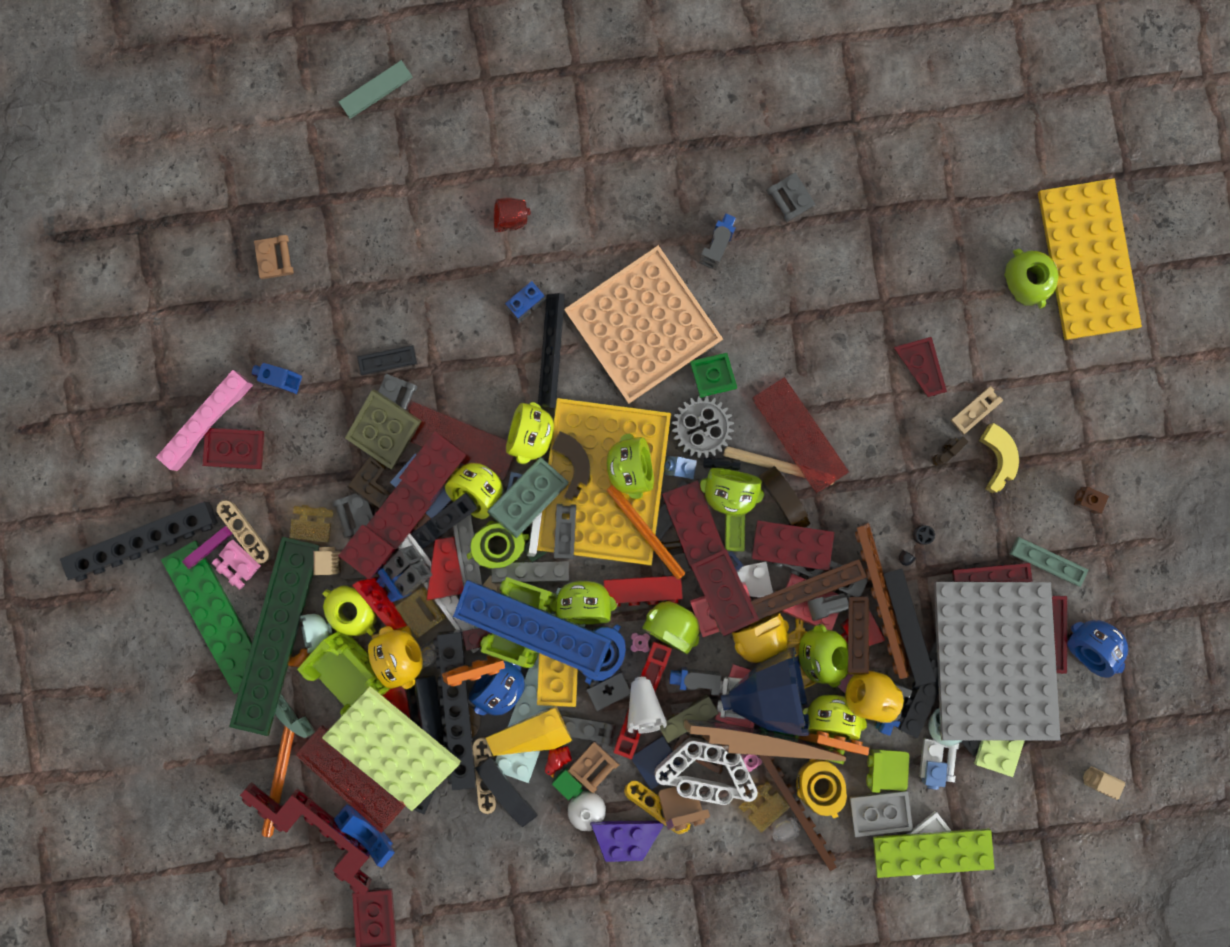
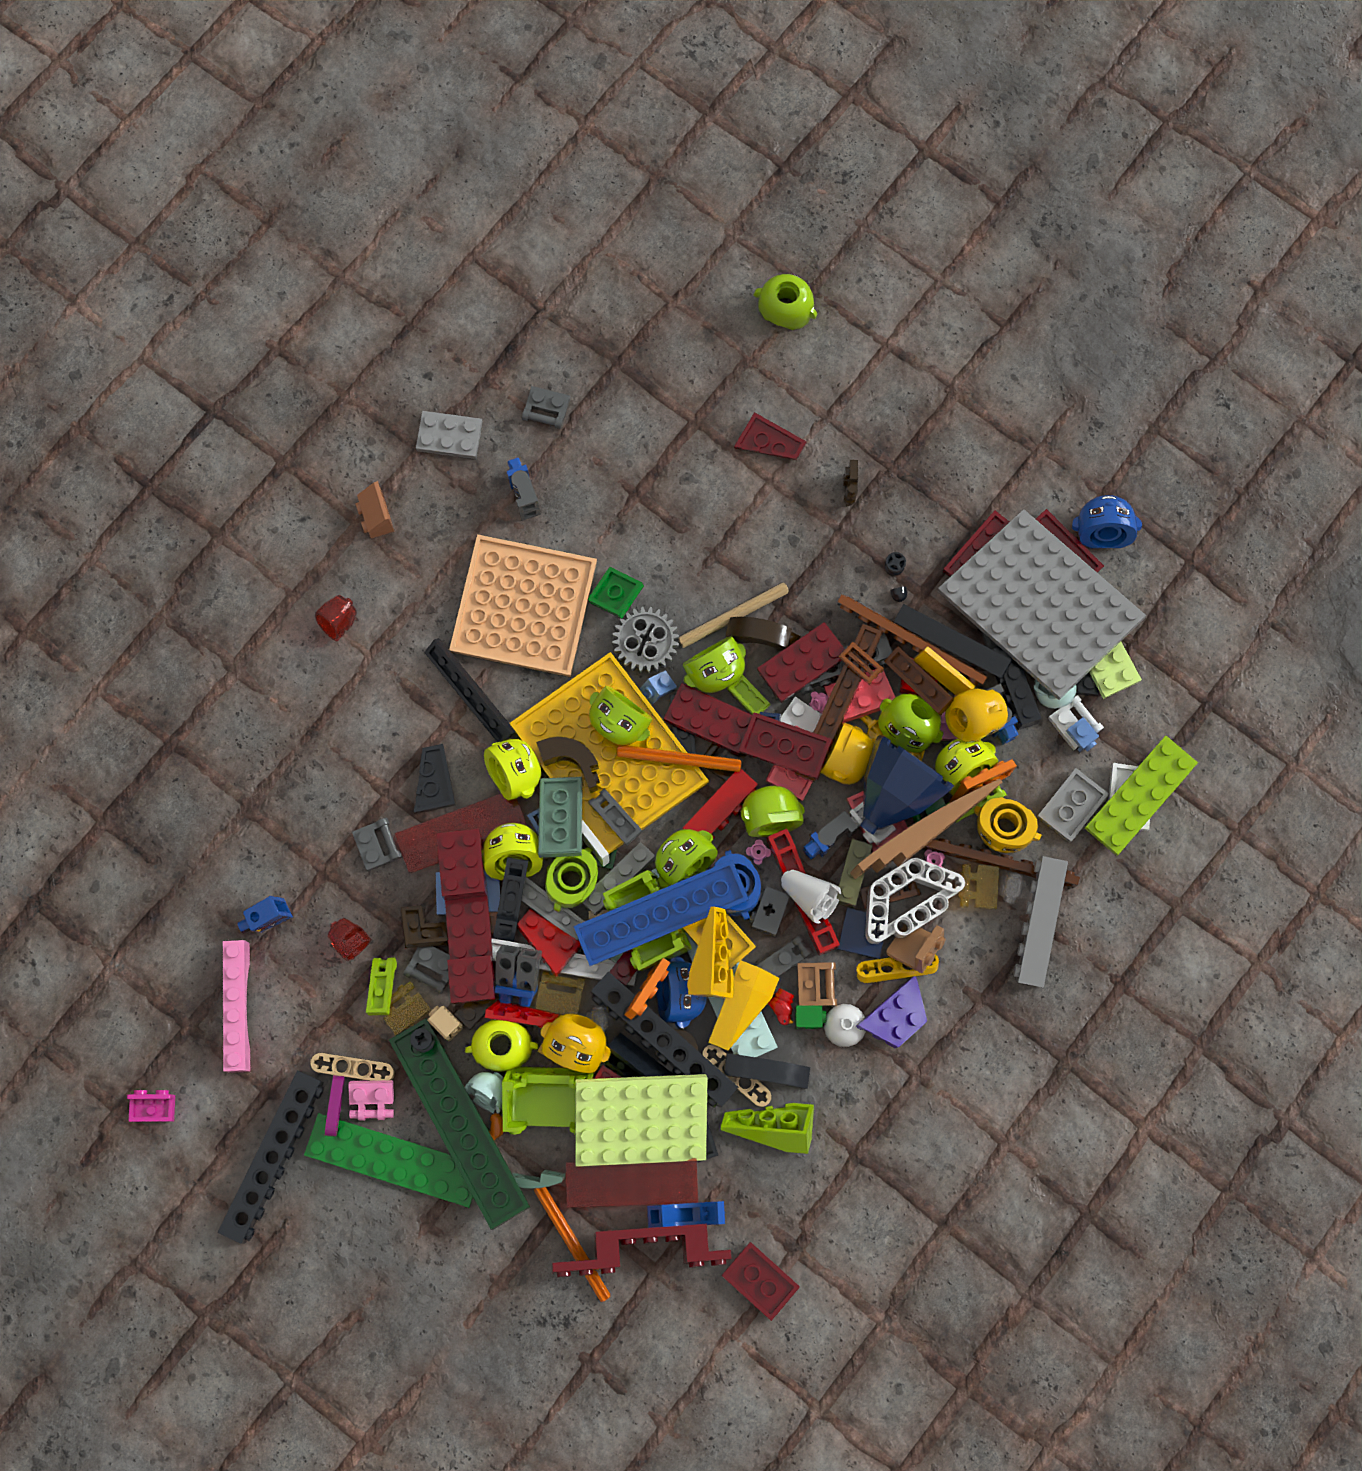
camera: 45 degrees left, 10 degrees down
(92, 435) = (151, 1107): none -> dark pink bracket
(233, 448) = (281, 1007): dark red plate -> none
(267, 257) = (167, 830): medium nougat plate -> none
(305, 559) = (427, 1042): none -> black wheel
(308, 497) = (381, 986): none -> lime plate
(316, 444) = (348, 938): none -> clear red helmet
(375, 89) = (134, 620): sand green tile -> none
(383, 429) = (391, 875): olive plate -> none
(387, 360) = (343, 821): black tile -> none
(470, 391) = (434, 782): none -> black wing
(479, 835) = (779, 1128): none -> lime wedge
(525, 700) = (710, 969): none -> yellow wedge
(527, 298) = (413, 671): blue hips -> none
(604, 163) = (375, 511): none -> nougat slope
(706, 154) = (449, 435): none -> light grey plate
(721, 463) = (689, 652): black axle -> none
(778, 581) = (818, 701): none -> bright pink plate
(781, 872) = (1041, 921): none -> light grey brick
(800, 435) = (727, 576): clear red plate -> none
(823, 607) = (873, 691): dark grey piece -> none
(831, 602) = (874, 674): none -> dark orange tile
(881, 645) = (943, 671): none -> yellow tile
(887, 770) = (1045, 767): lime bracket -> none
(976, 410) = (842, 436): tan plate -> none
(1006, 454) = (897, 446): light yellow arch -> none
(1048, 561) = (1008, 497): sand green tile -> none
(1090, 500) = (992, 422): reddish brown brick -> none
(1091, 258) = (820, 249): yellow plate -> none
(1103, 782) = (1211, 619): tan brick -> none

